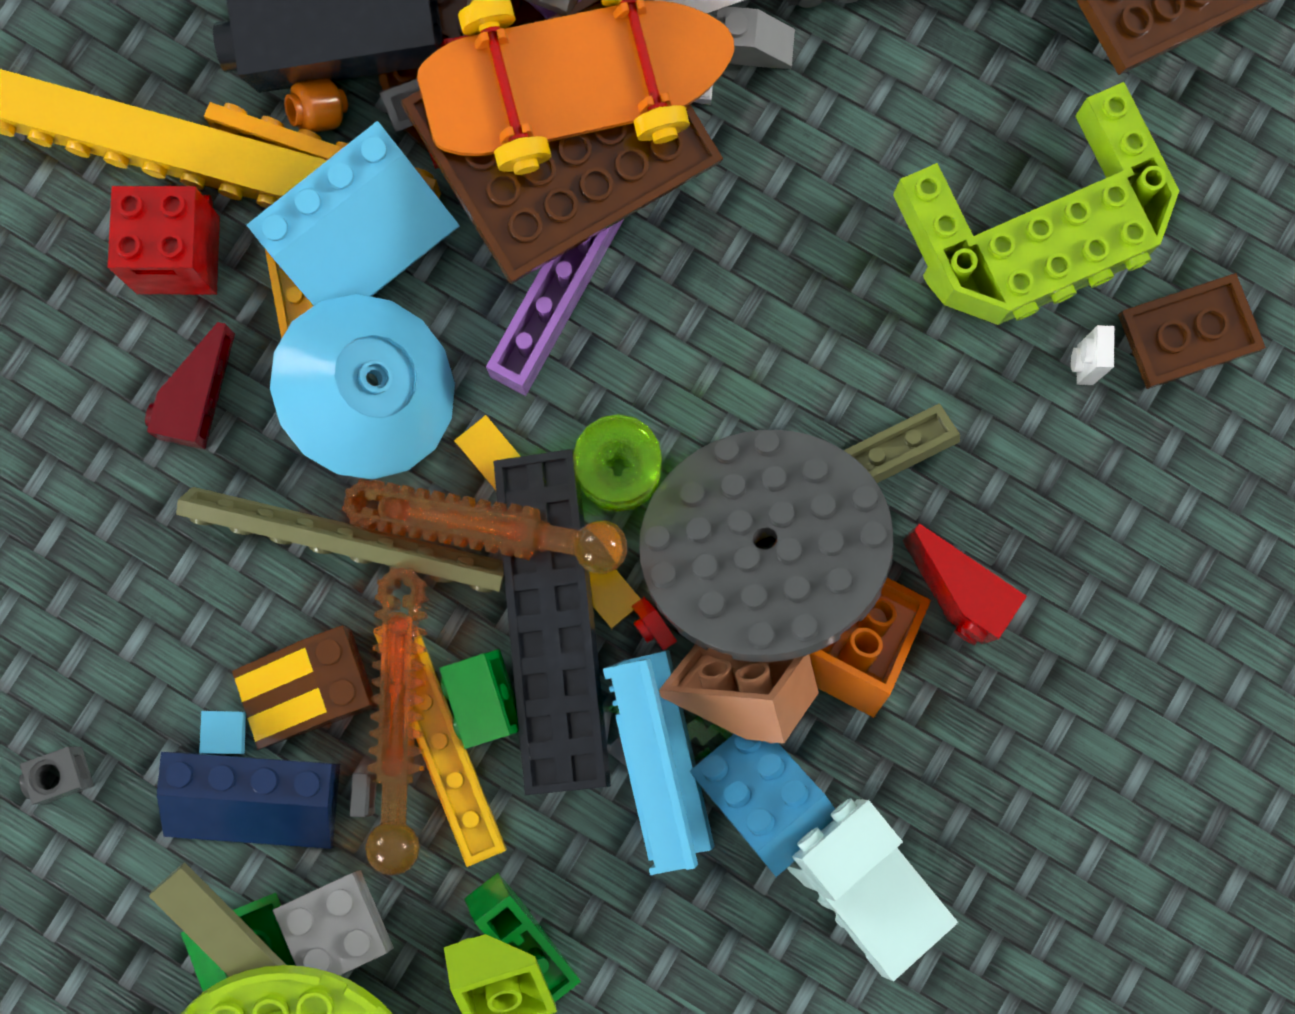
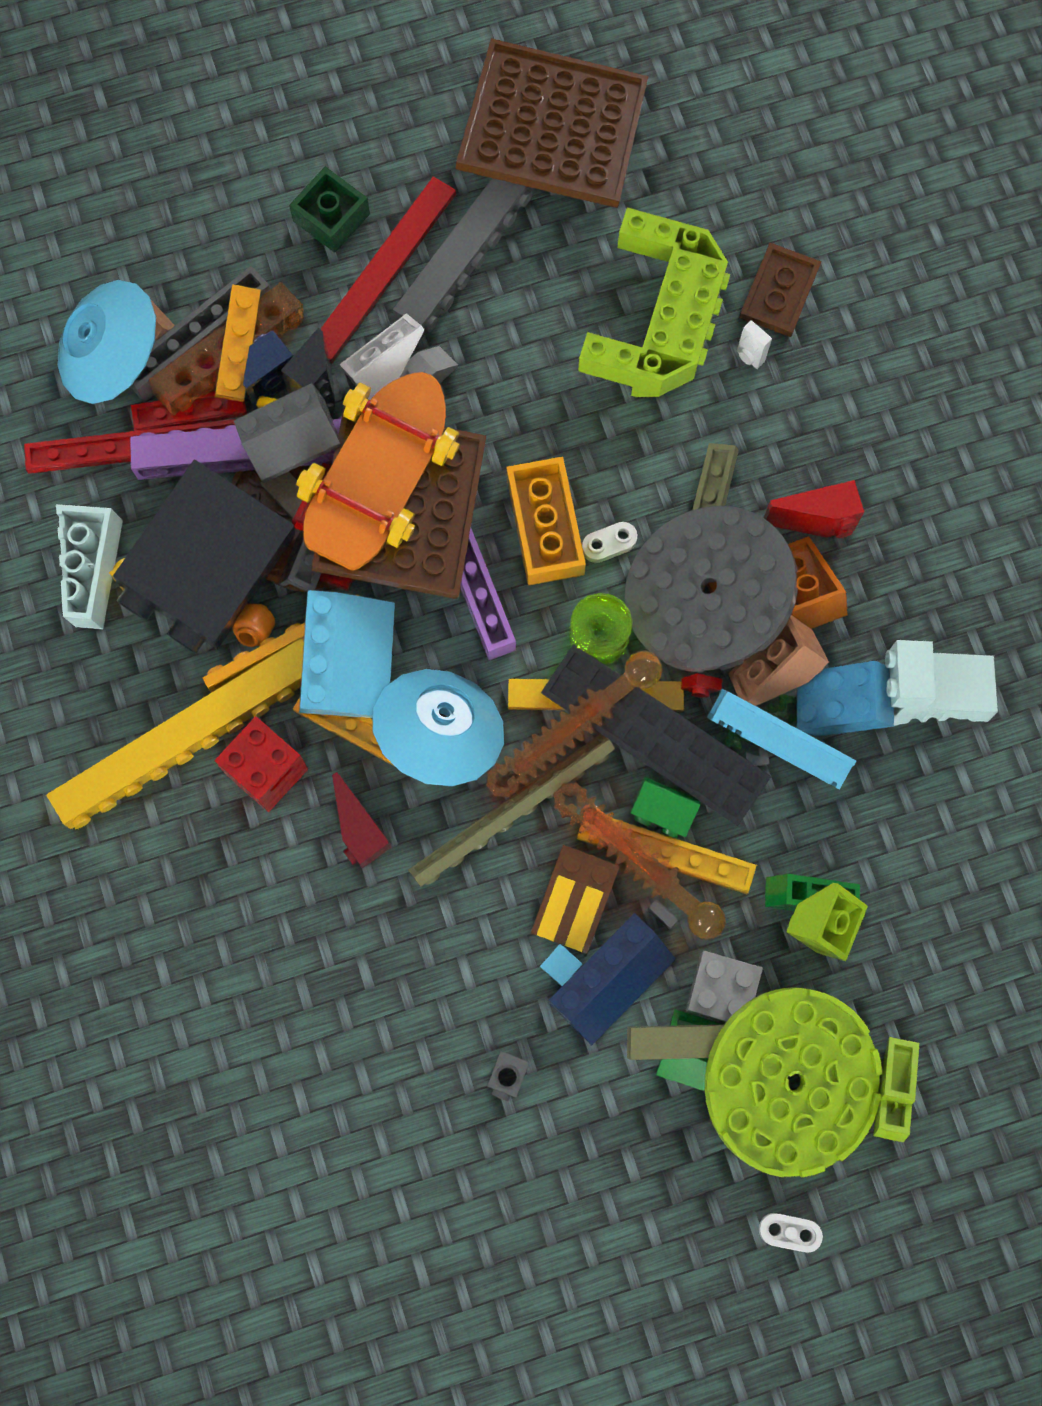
camera: 50 degrees left, 5 degrees down
(691, 303) = (545, 521): none -> light orange brick
(731, 394) = (610, 541): none -> white plate

